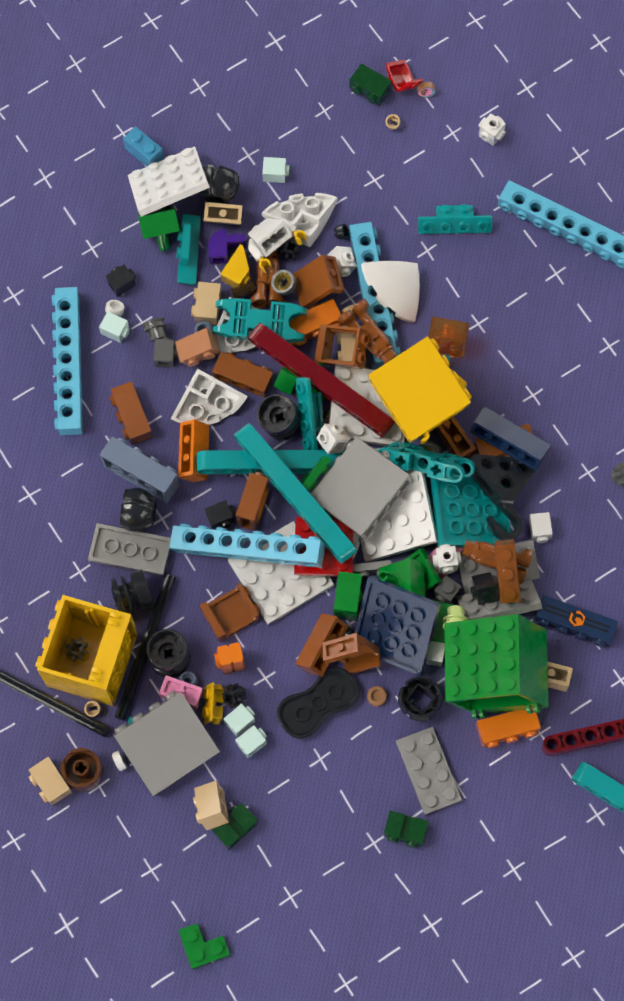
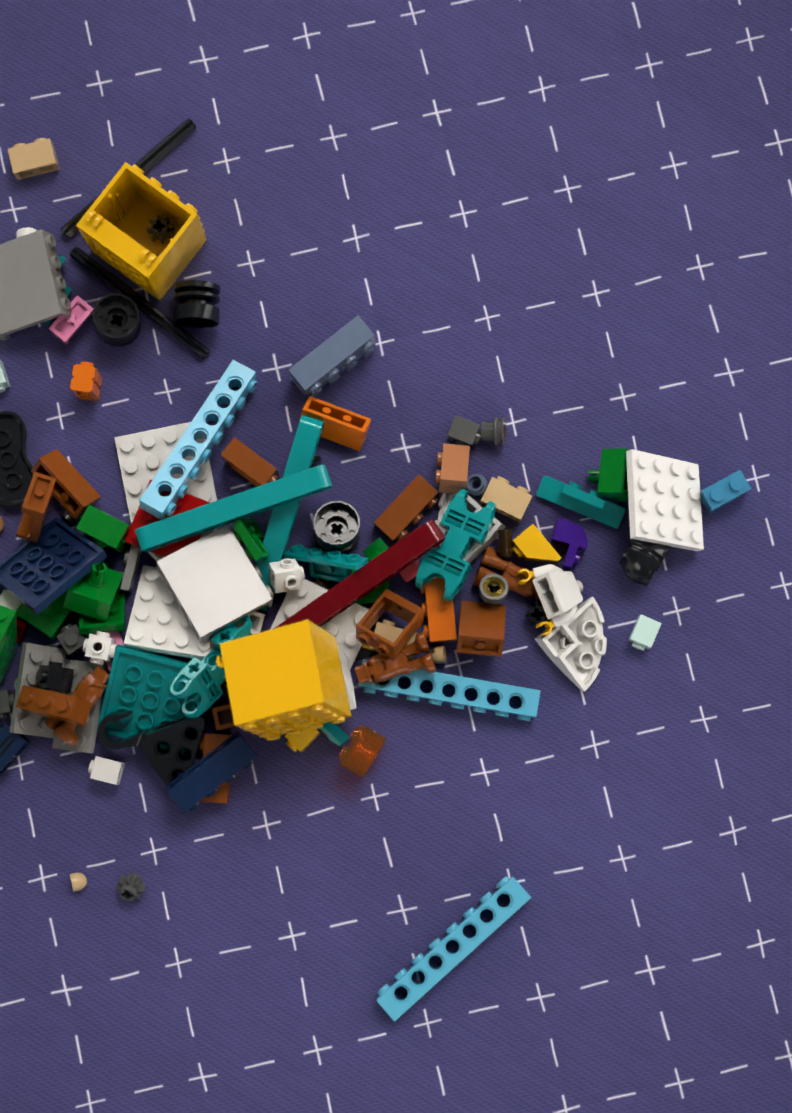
camera: 110 degrees right, 10 degrees up
(72, 764) = (23, 183): reddish brown brick -> none
(73, 424) = (565, 353): medium azure brick -> none
(114, 327) = (514, 388): light aqua brick -> none
(115, 307) = (537, 396): white tile -> none
(121, 279) = (569, 413): black brick -> none
(129, 549) = (251, 320): light grey plate -> none
(130, 413) = (406, 372): dark orange brick -> none
(138, 510) = (286, 340): black piece -> none
(189, 676) = (85, 326): sand blue plate -> none
(207, 400) = (391, 460): white brick -> none
(211, 712) = (42, 347): yellow hinge -> none
(220, 515) = (252, 428): black brick -> none
(223, 213) = (607, 552): tan brick -> none
(230, 612) = (141, 401): dark orange panel -> none
(234, 695) = (48, 374): black gear -> none
(240, 719) = (21, 371): light aqua brick -> none
(342, 231) = (540, 681): black hinge -> none
(345, 260) = (501, 668): white brick -> none
(370, 83) = (715, 783): dark green brick -> none
(393, 118) = (653, 789): tan hinge -> none
(395, 286) = (445, 713): white brick -> none
(401, 76) = (712, 823): red piece -> none
(426, 89) = (686, 847): medium nougat tile -> none
(454, 220) = (508, 818): teal bracket -> none
(454, 614) = (30, 632): yellowish green piece -> none
(492, 129) = (598, 900): white brick -> none

